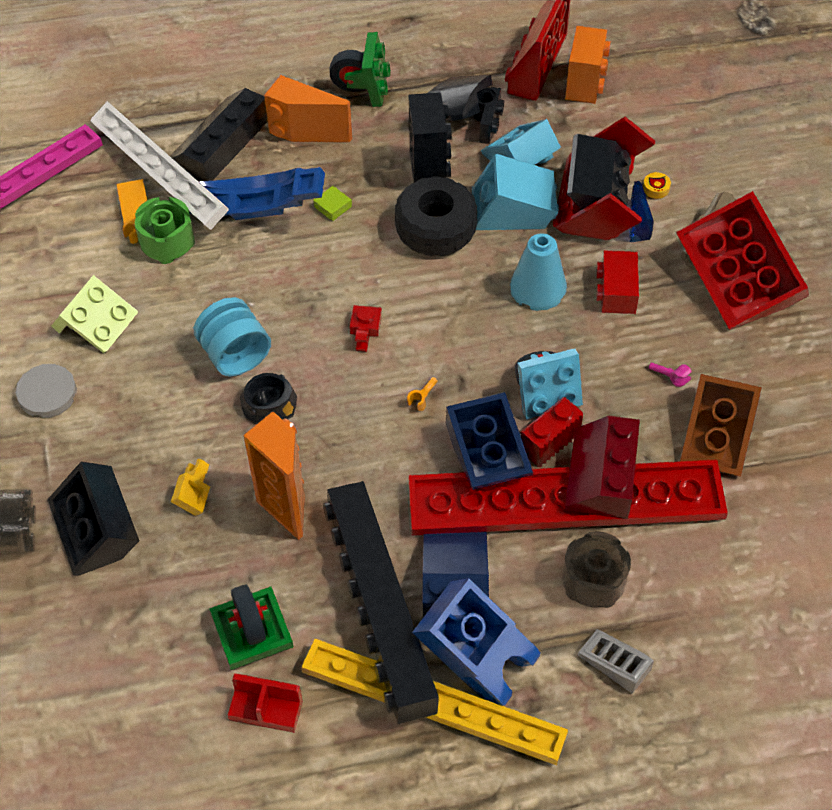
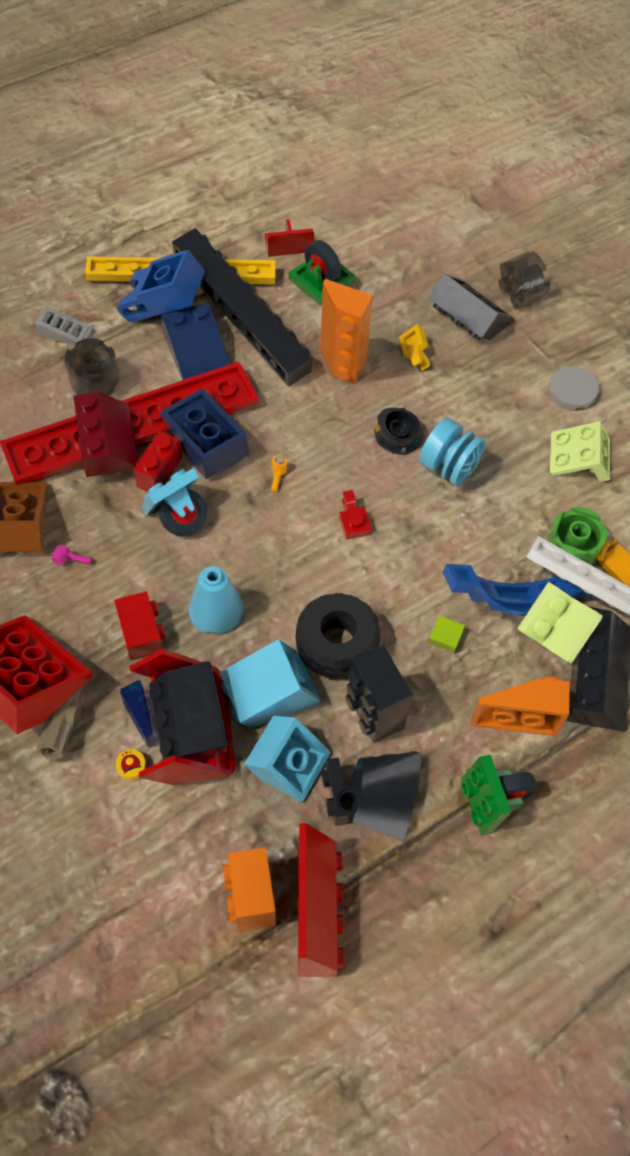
camera: 155 degrees right, 5 degrees up
(230, 153) = (560, 622): none -> yellowish green bracket

